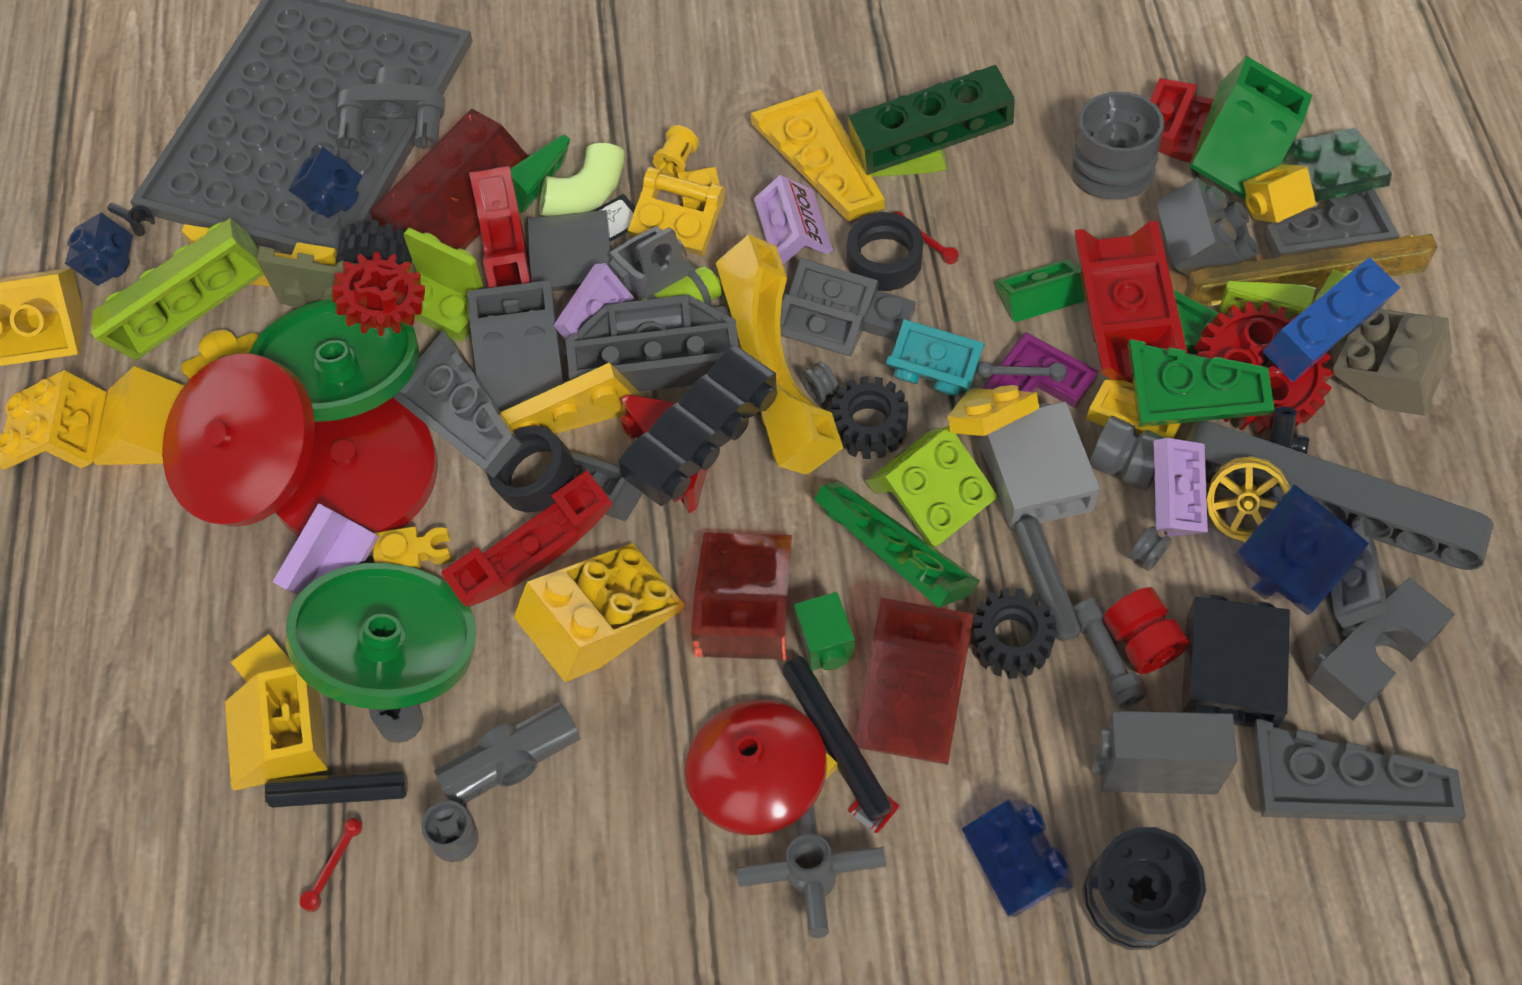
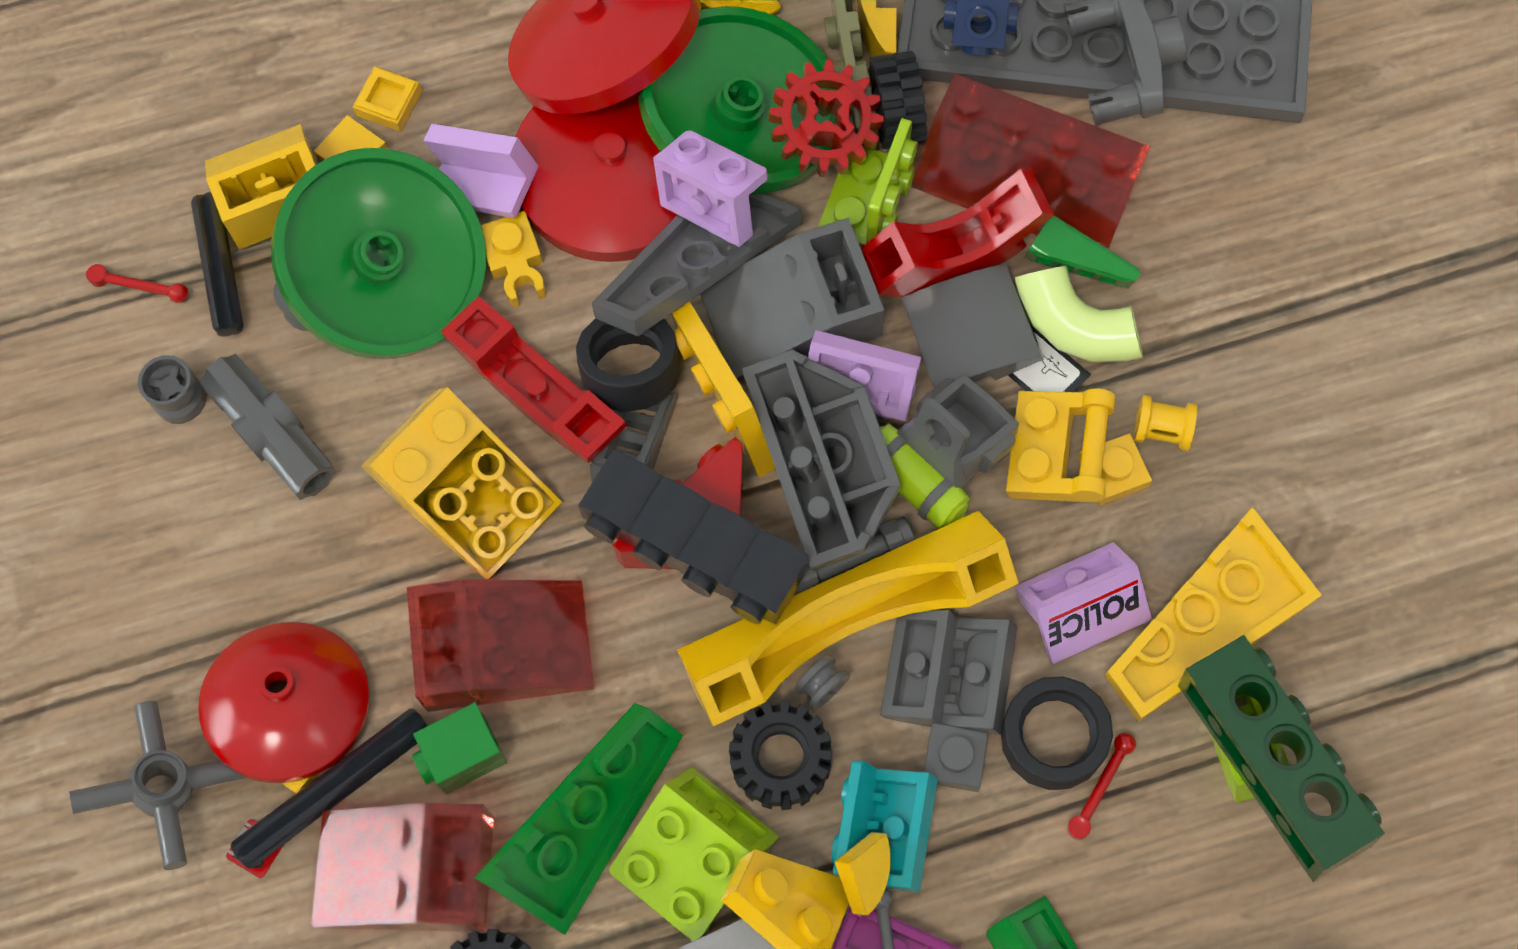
camera: 80 degrees right, 10 degrees up
(224, 633) = (387, 99): none -> yellow tile
(410, 375) = (708, 185): none -> lavender bracket
(969, 367) = (865, 872): none -> yellow tile

